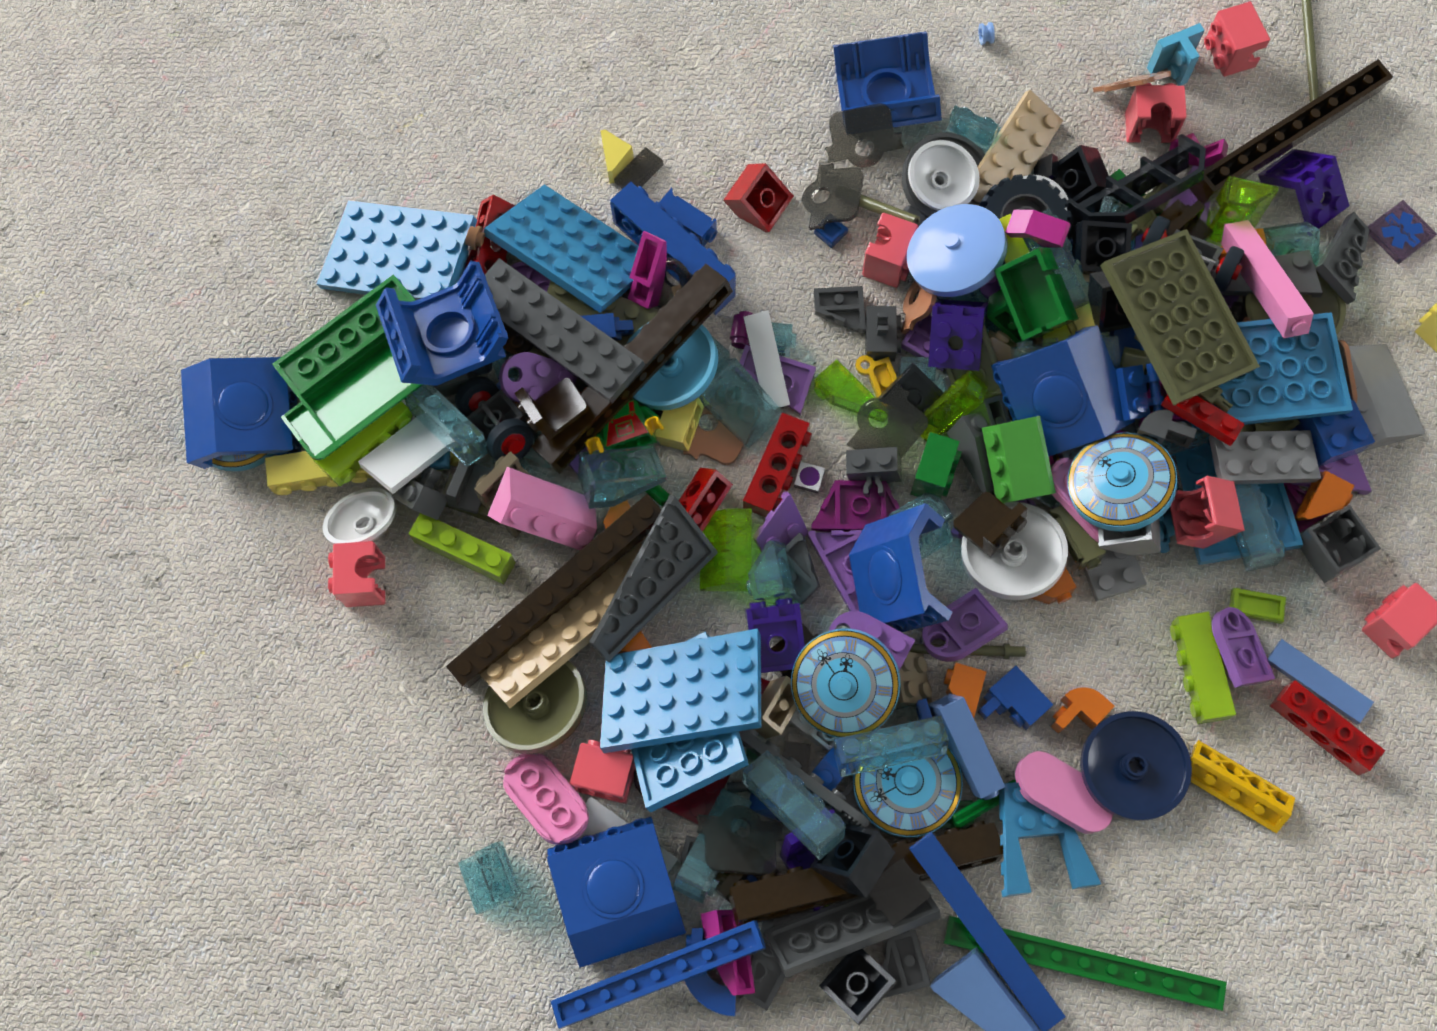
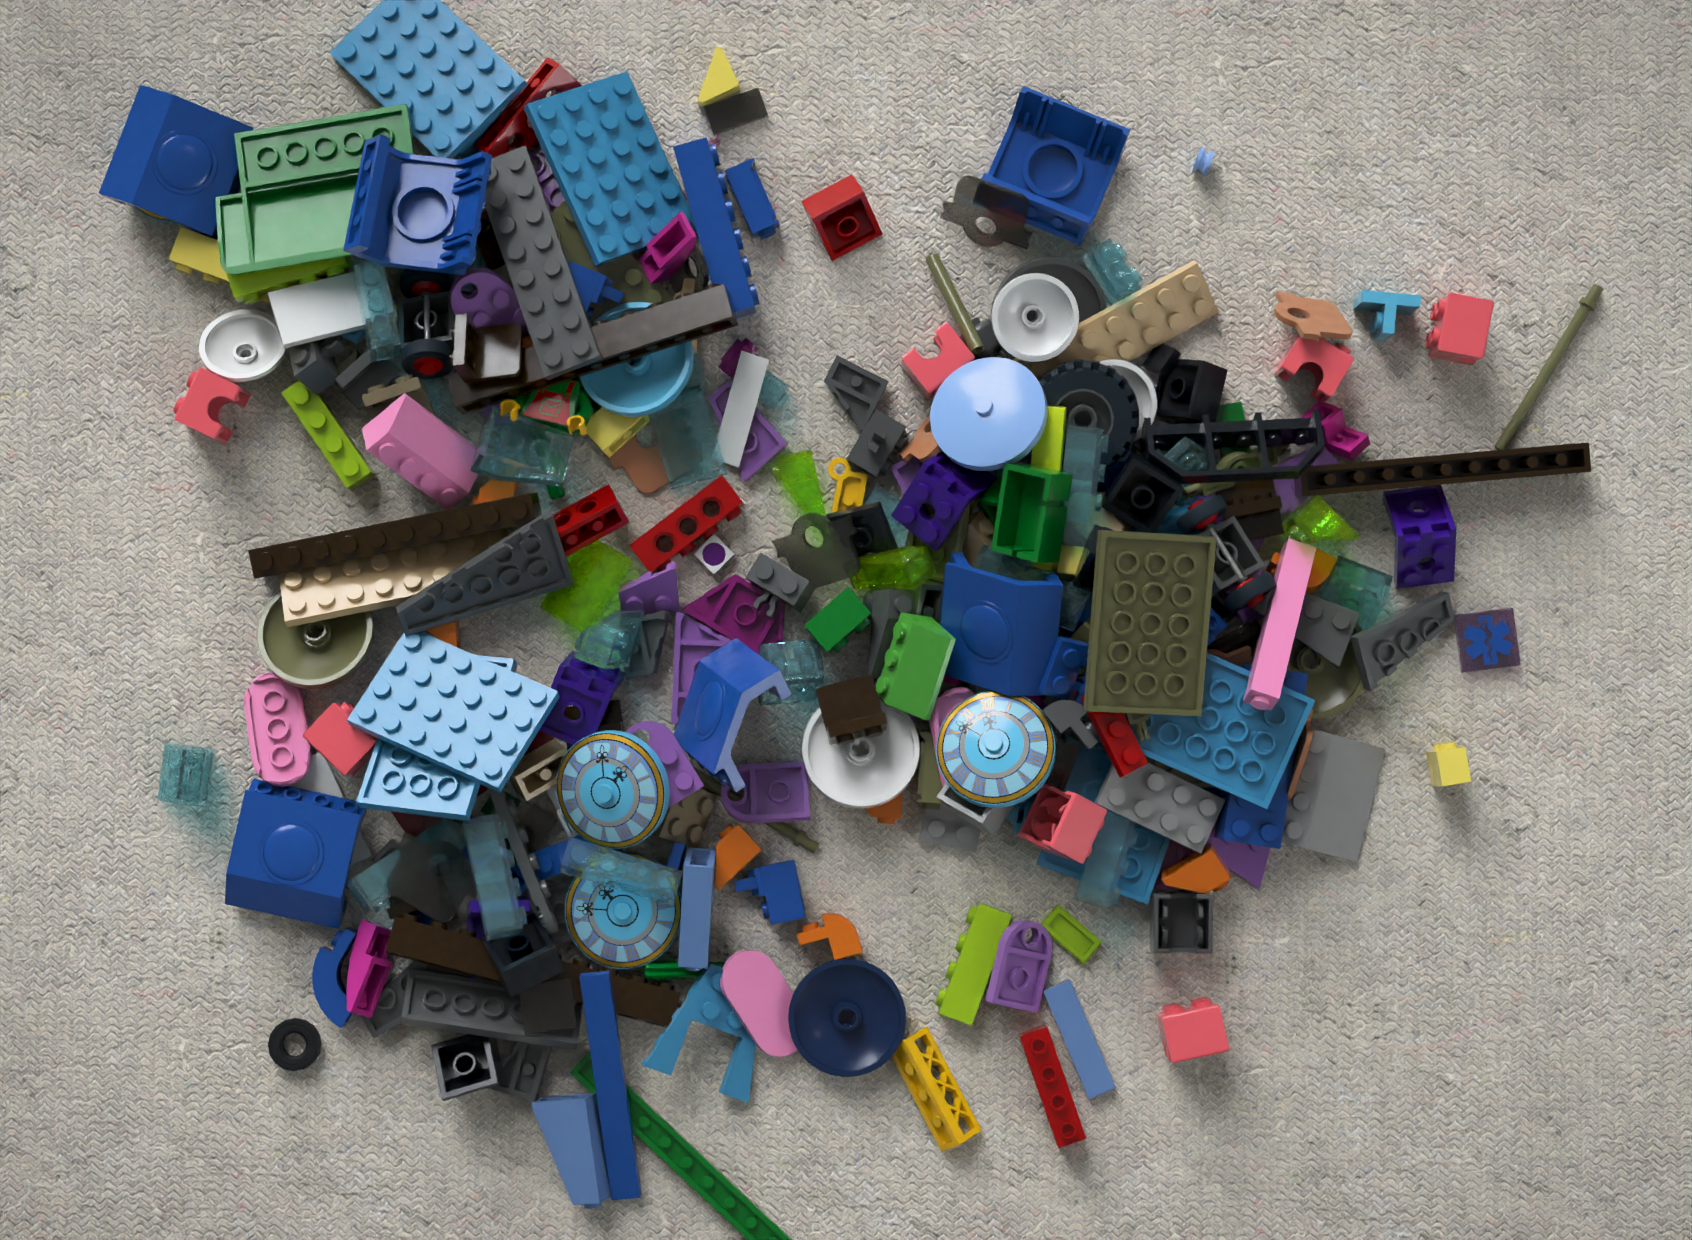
camera: 30 degrees right, 15 degrees up
(475, 237) = (512, 108): medium nougat plate -> none
(658, 974) = (290, 952): blue plate -> none
(832, 233) = (897, 297): blue tile -> none
(844, 198) = (925, 276): clear smoke piece -> none
(1040, 227) = (1074, 446): dark pink slope -> none

